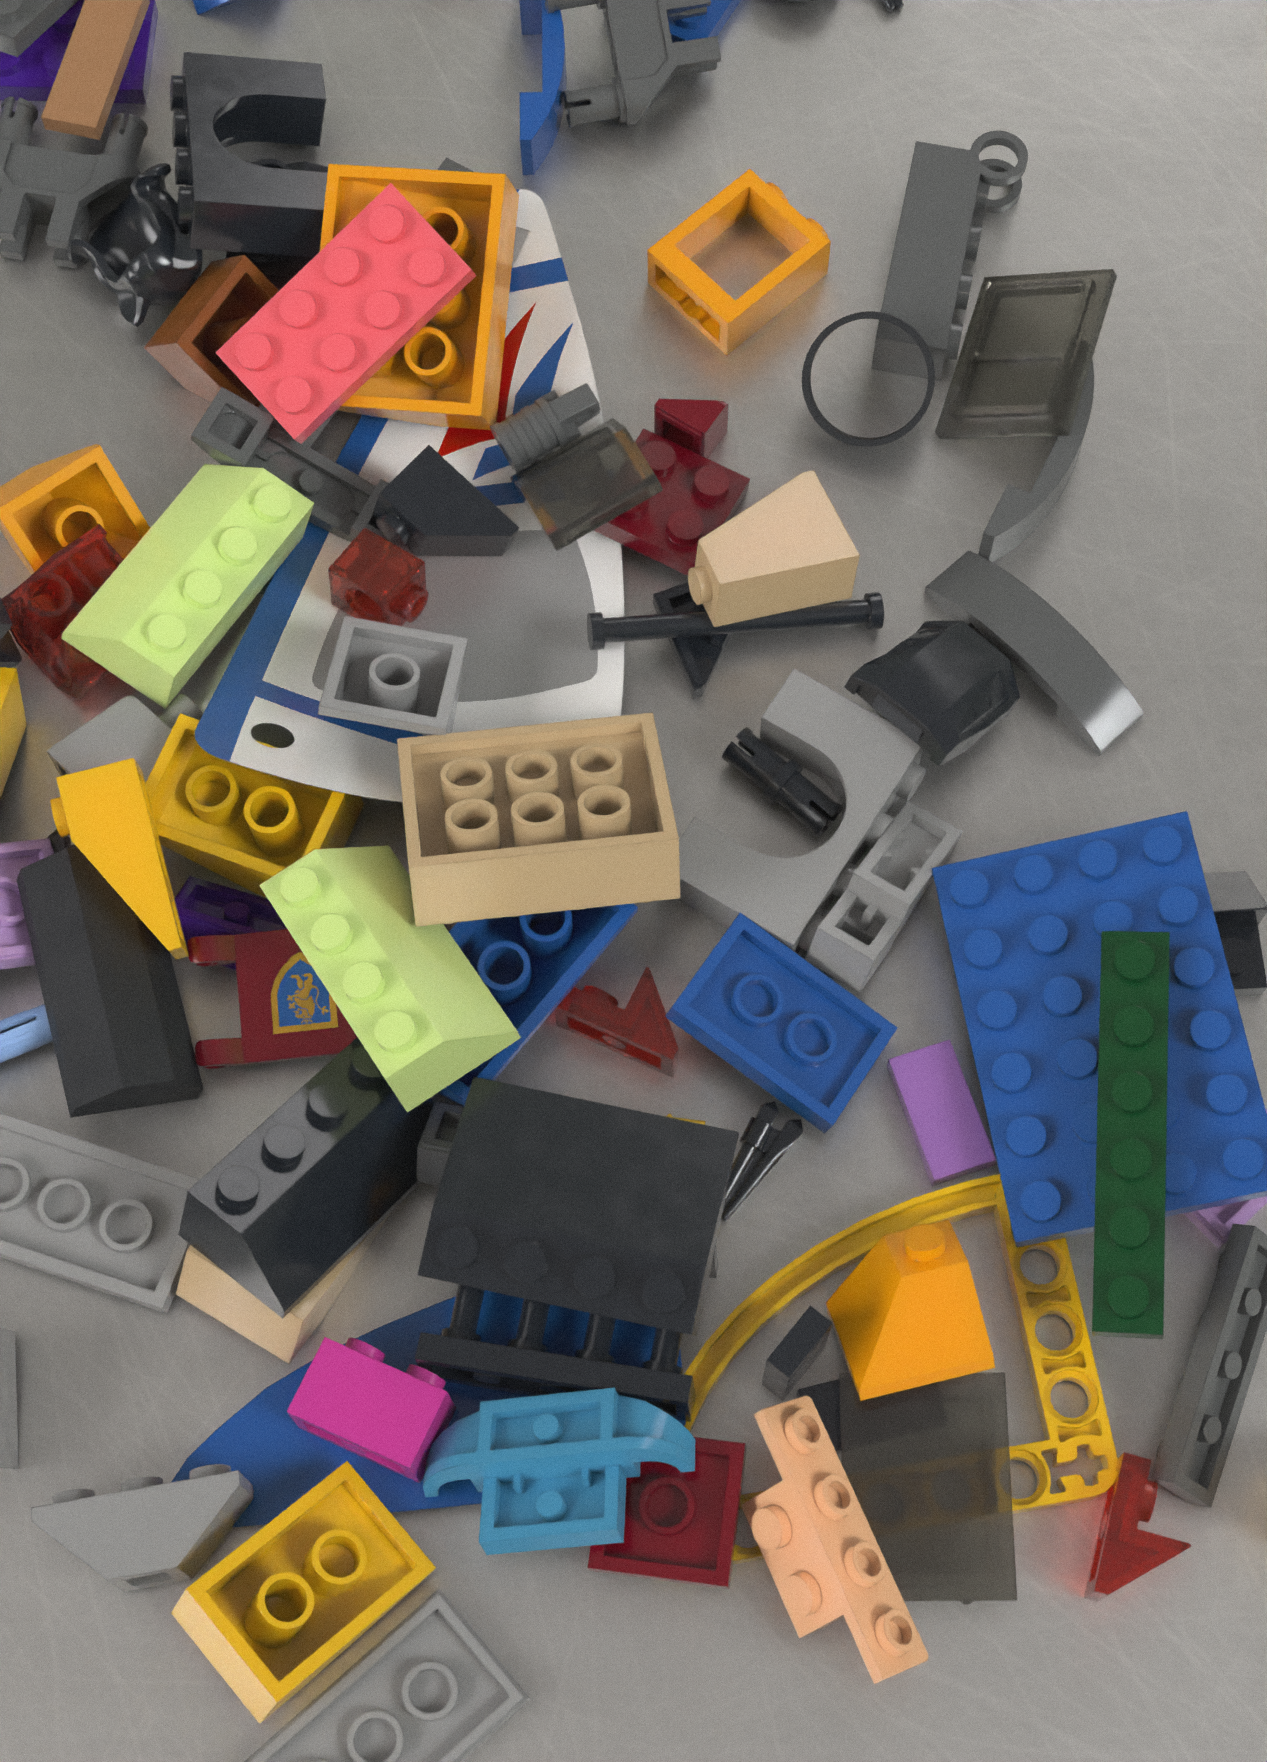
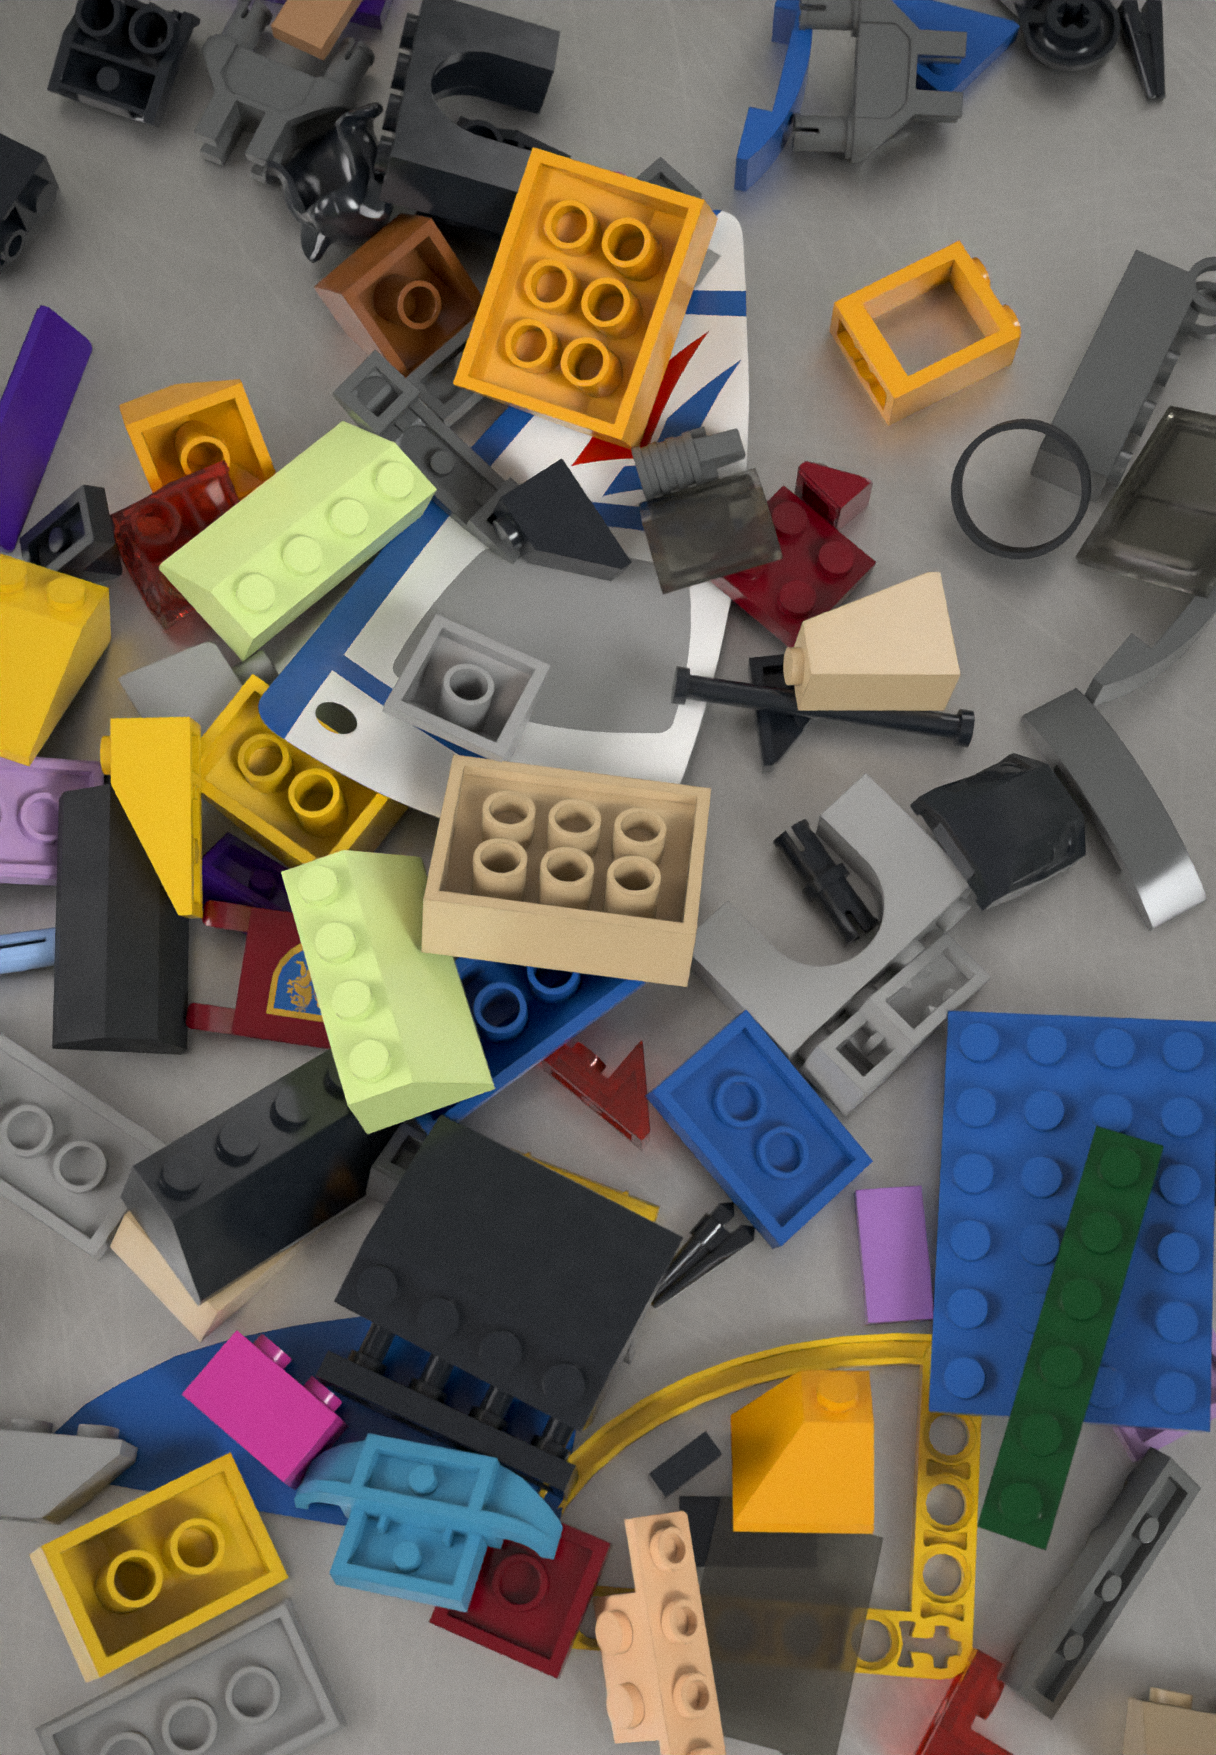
camera: 15 degrees right, 5 degrees up
(345, 313) = (513, 304): coral plate -> none
(378, 581) = (481, 583): clear red brick -> none

